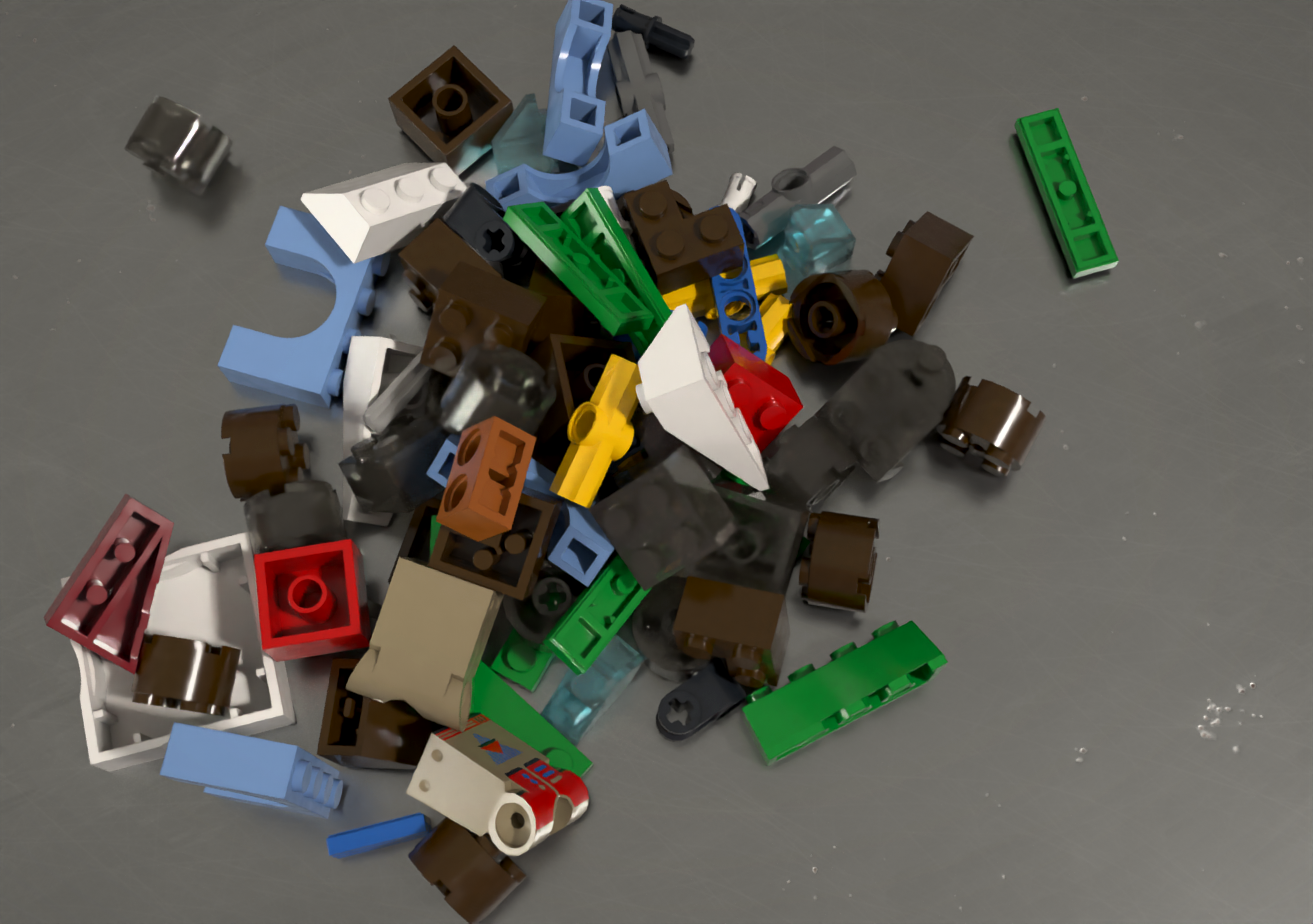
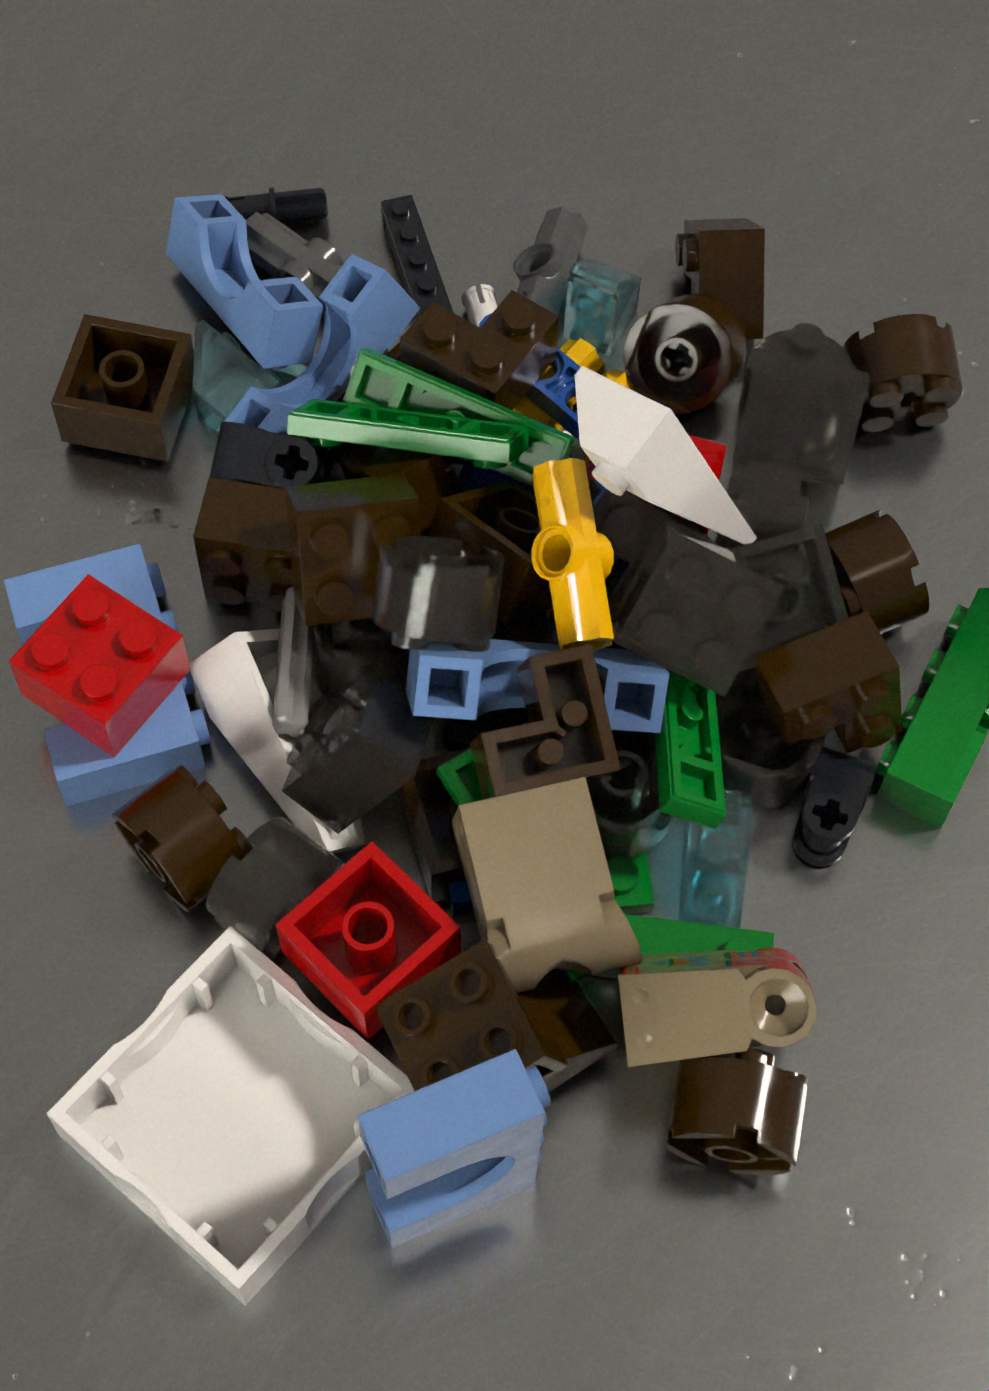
camera: 40 degrees left, 10 degrees down
(114, 585) = (130, 1061): dark red wedge -> none
(185, 671) = (272, 1118): dark brown brick -> none
(285, 306) = (100, 665): none -> red brick
(312, 703) = (463, 1018): none -> dark brown bracket
(378, 835) = (613, 1153): blue tile -> none
(384, 207) = (133, 509): white slope -> none
(486, 479) = (507, 655): dark orange brick -> none
(715, 141) = (413, 253): none -> black piece
(1066, 193) = (795, 139): green plate -> none

